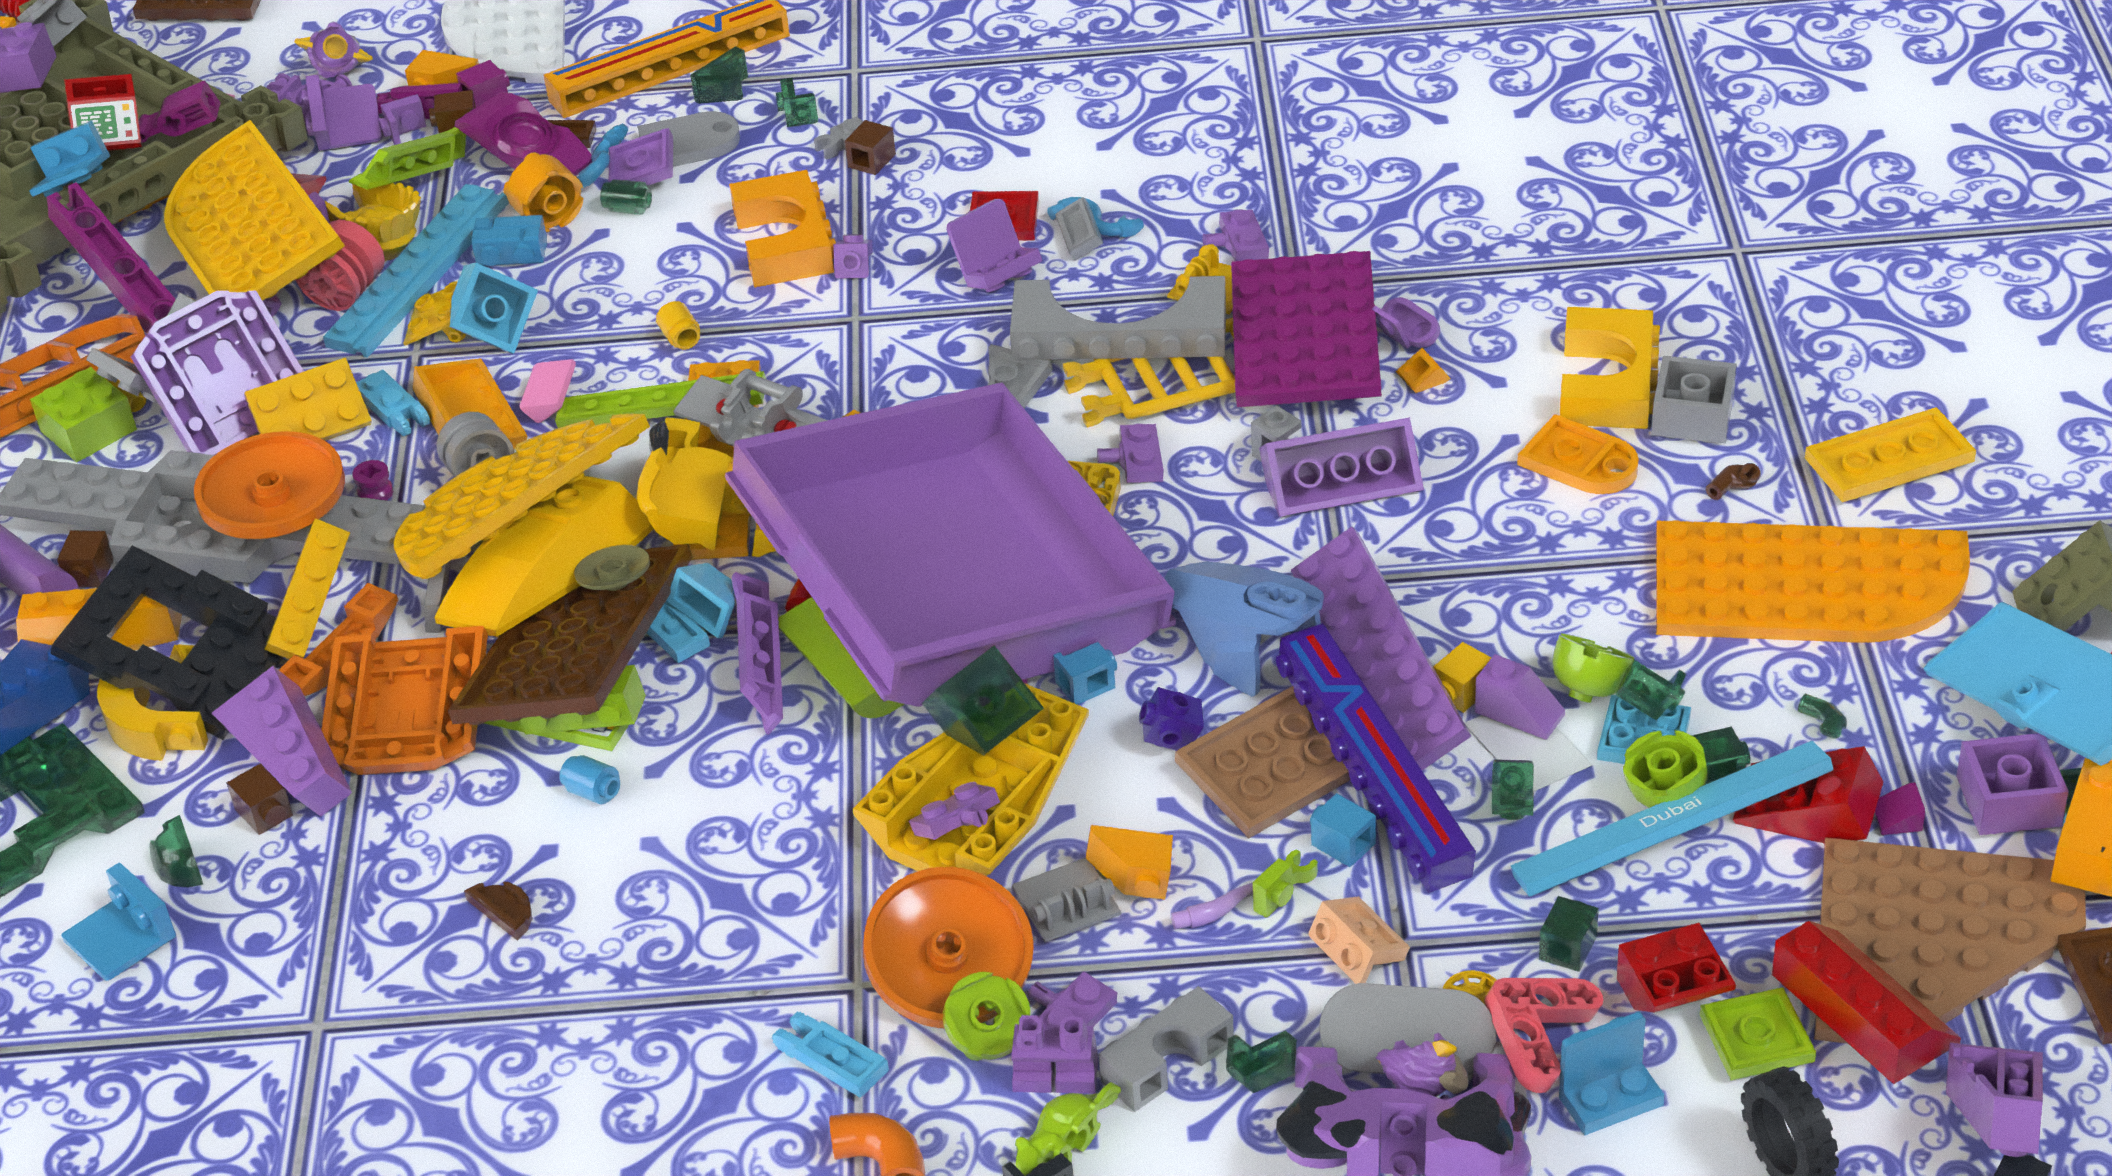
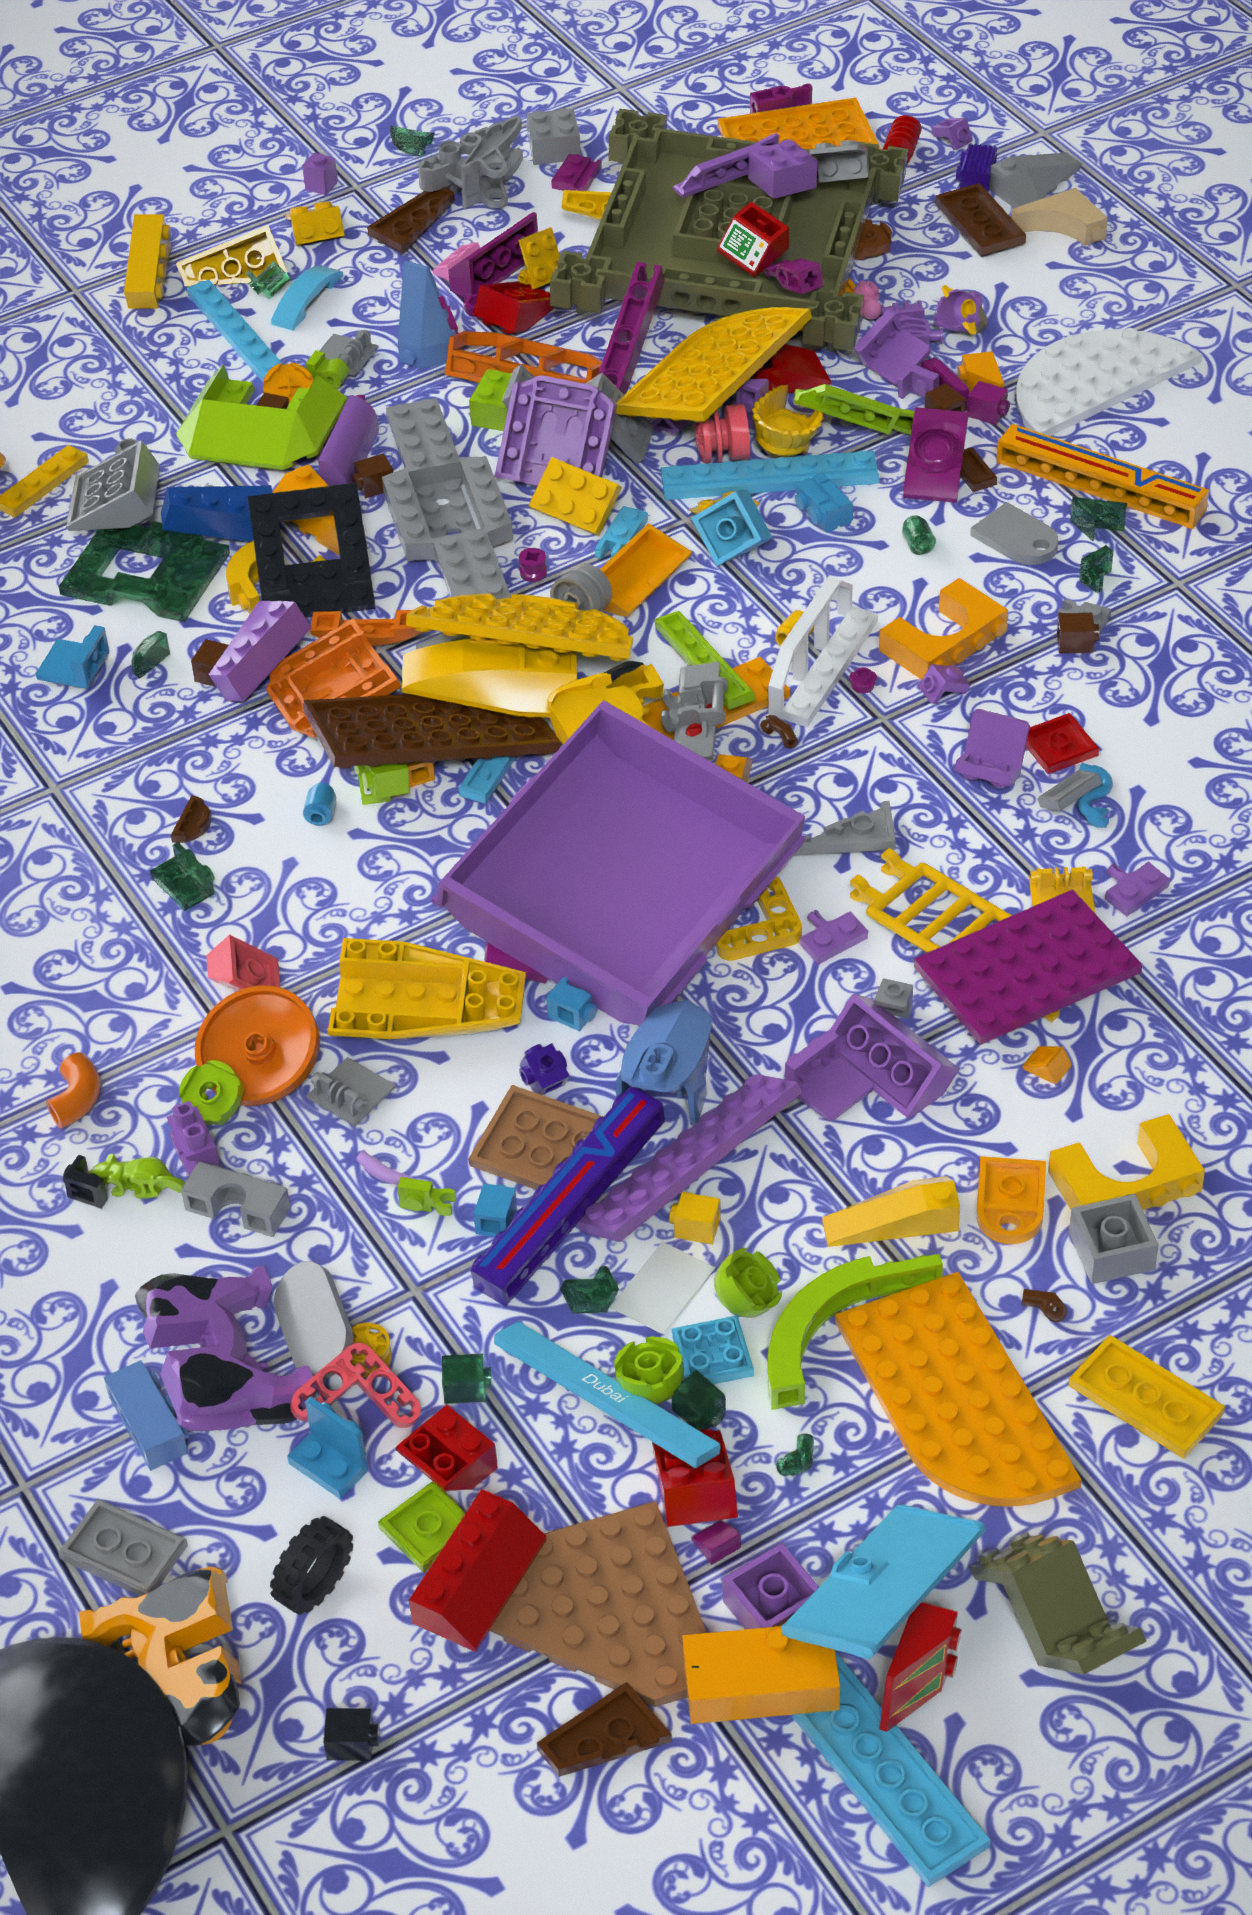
camera: 60 degrees right, 5 degrees up
(69, 158) = (707, 252): dark azure bracket -> none
(269, 485) = (457, 513): orange dish -> none
(307, 590) = (392, 585): yellow plate -> none
(545, 188) = (878, 490): light orange brick -> none
(547, 388) = (680, 597): bright pink slope -> none
(598, 939) = (184, 878): none -> clear green bracket
(600, 154) = (981, 496): dark azure animal -> none
(612, 567) = (492, 712): olive dish -> none
(643, 158) = (963, 523): medium lavender tile -> none
(703, 596) = (513, 773): medium azure slope -> none
(728, 303) = (831, 662): none -> white plate
(759, 648) = (467, 827): medium lavender wedge -> none
(793, 308) = (863, 680): none -> magenta plate
(806, 930) = (241, 965): none -> coral slope
(816, 386) = (785, 730): none -> reddish brown arm
(832, 1054) = (145, 1034): medium azure hinge -> none
(963, 808) = (376, 992): medium lavender plate -> none
(983, 703) = (465, 954): clear green slope -> none
(1082, 998) = (249, 1137): medium lavender plate -> none
(1132, 859) = (396, 1110): light orange slope -> none
(1187, 329) = (971, 898): light grey arch -> none
(1263, 1063) = (247, 1249): clear green bracket -> none
(1330, 518) = (825, 1079): none -> medium lavender bracket
(1355, 937) = (399, 1261): light nougat bracket -> none
(1407, 323) = (1090, 1028): medium lavender bracket -> none
(1425, 1068) = (271, 1335): medium lavender hair -> none
(1517, 698) = (690, 1258): medium lavender slope -> none
(1548, 530) = (902, 1212): none -> yellow wedge
(1650, 691) = (732, 1328): clear green bracket -> none
(1710, 680) = (821, 1301): none -> lime arch
(1998, 1094) = (414, 1689): medium lavender wedge -> none

